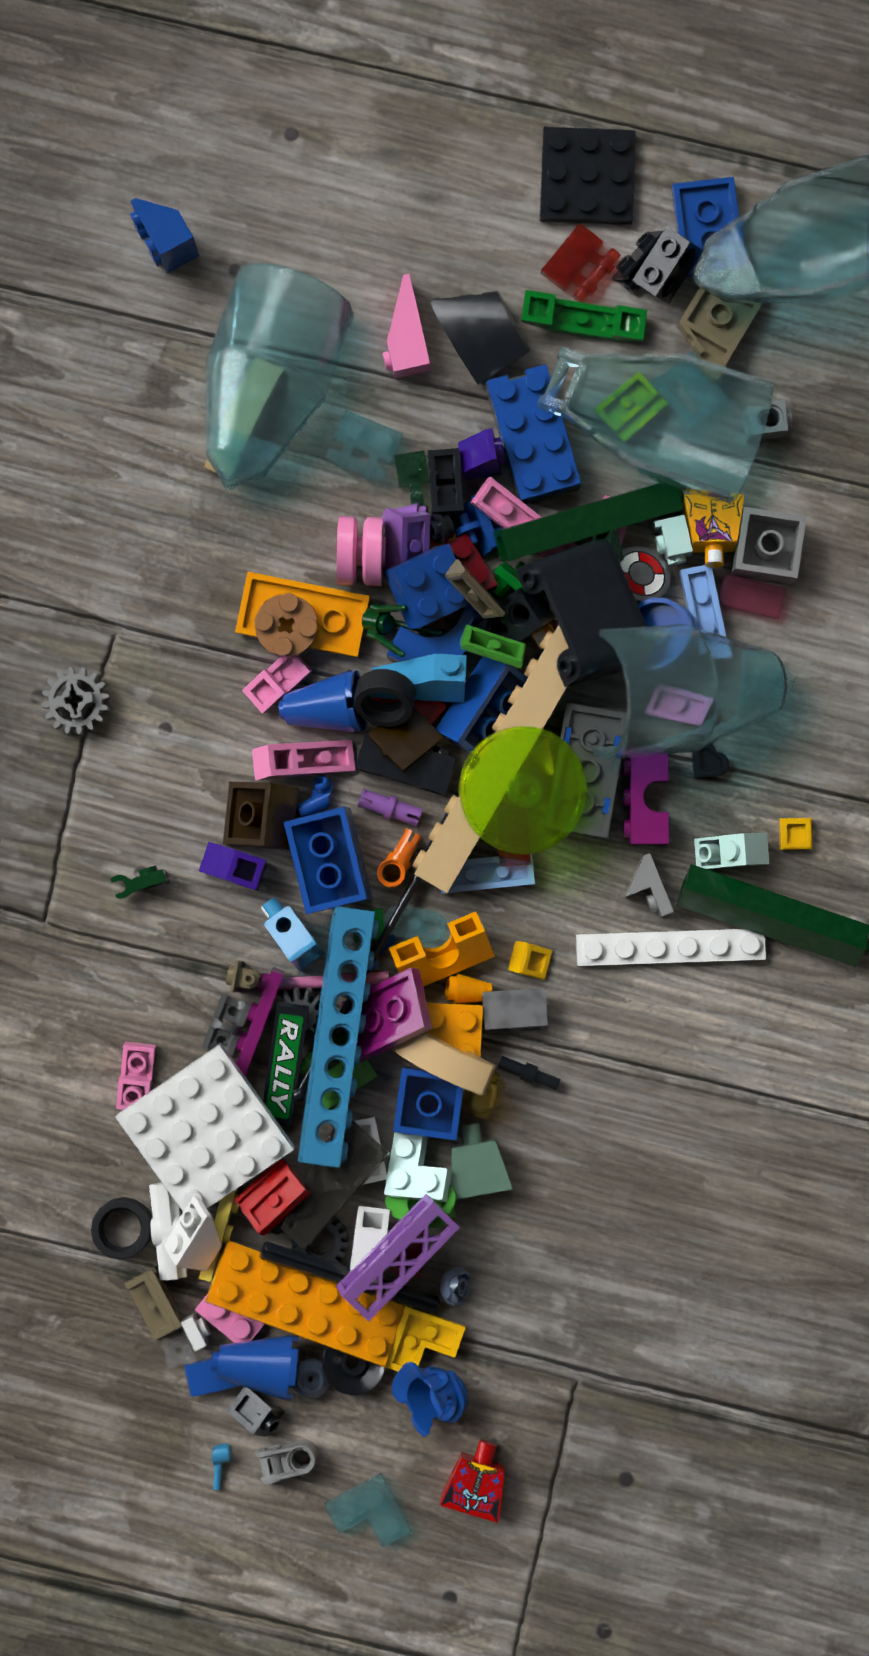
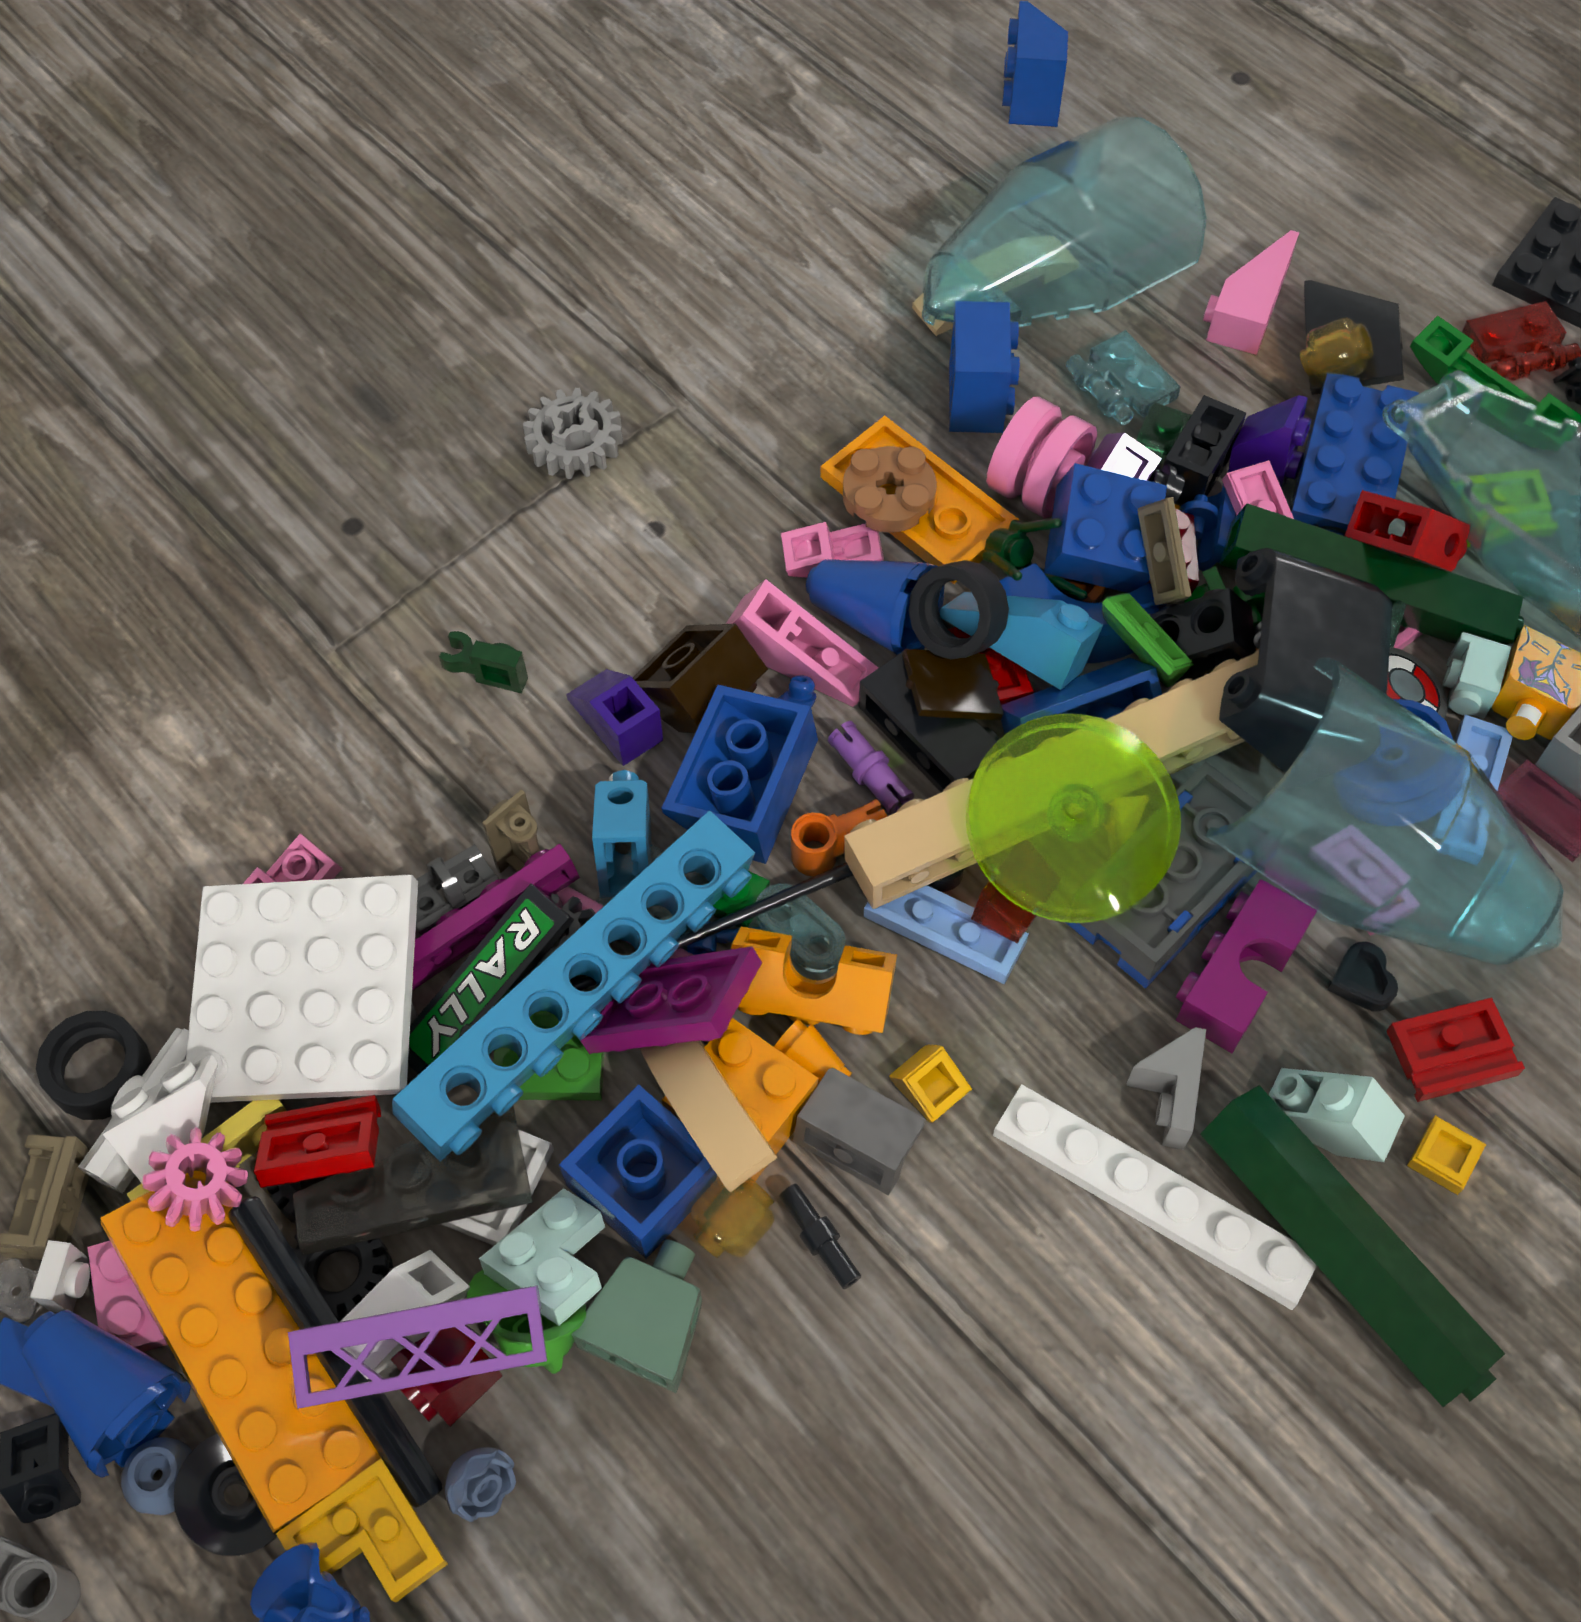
camera: 35 degrees right, 25 degrees down
(233, 1268) = (220, 1181): none -> bright pink gear
(283, 506) = (982, 367): none -> blue brick
(483, 362) = (1337, 349): none -> clear yellow head
(595, 486) = (1427, 534): none -> red torso
(772, 775) = (1454, 1049): none -> red plate

